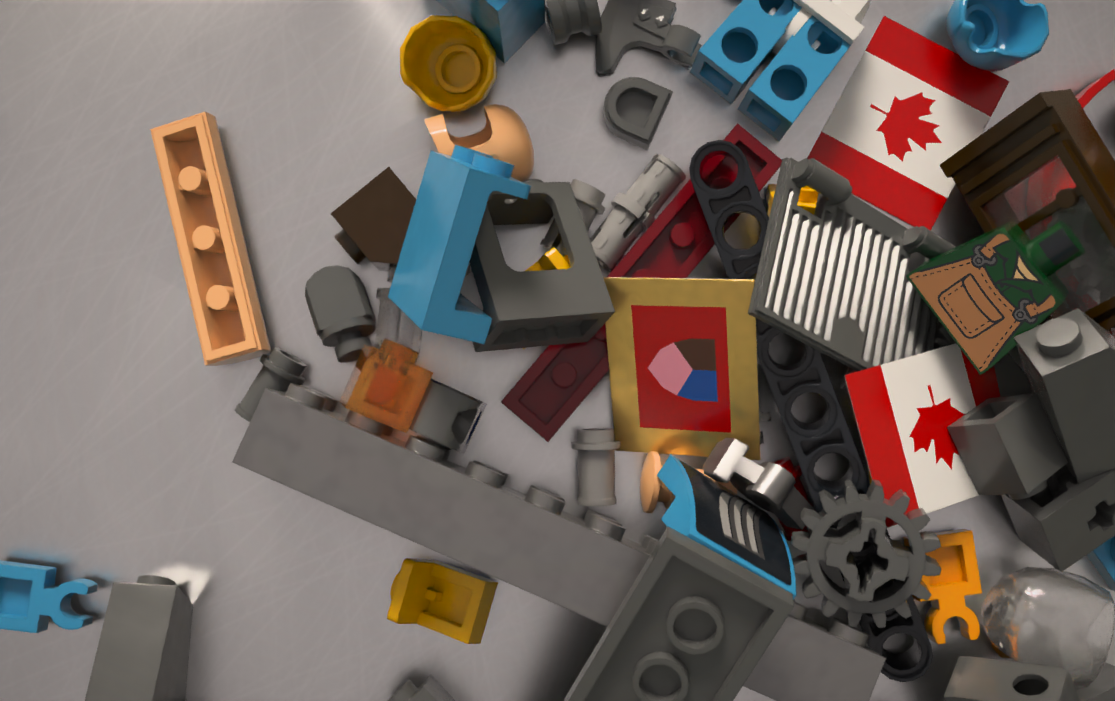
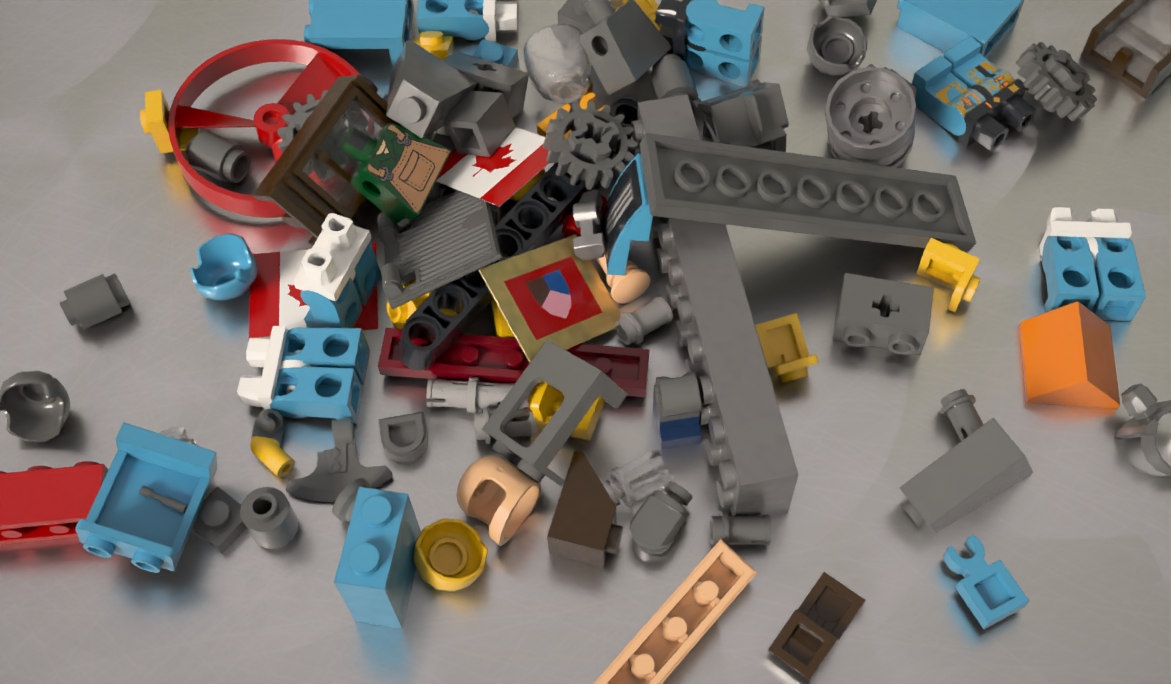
camera: 120 degrees left, 25 degrees down
(122, 391) = (816, 626): none -> dark brown slope
(386, 385) = (685, 438): clear orange brick -> none
(443, 239) = (570, 440): dark azure panel -> none
(893, 126) = (335, 274): none -> hips

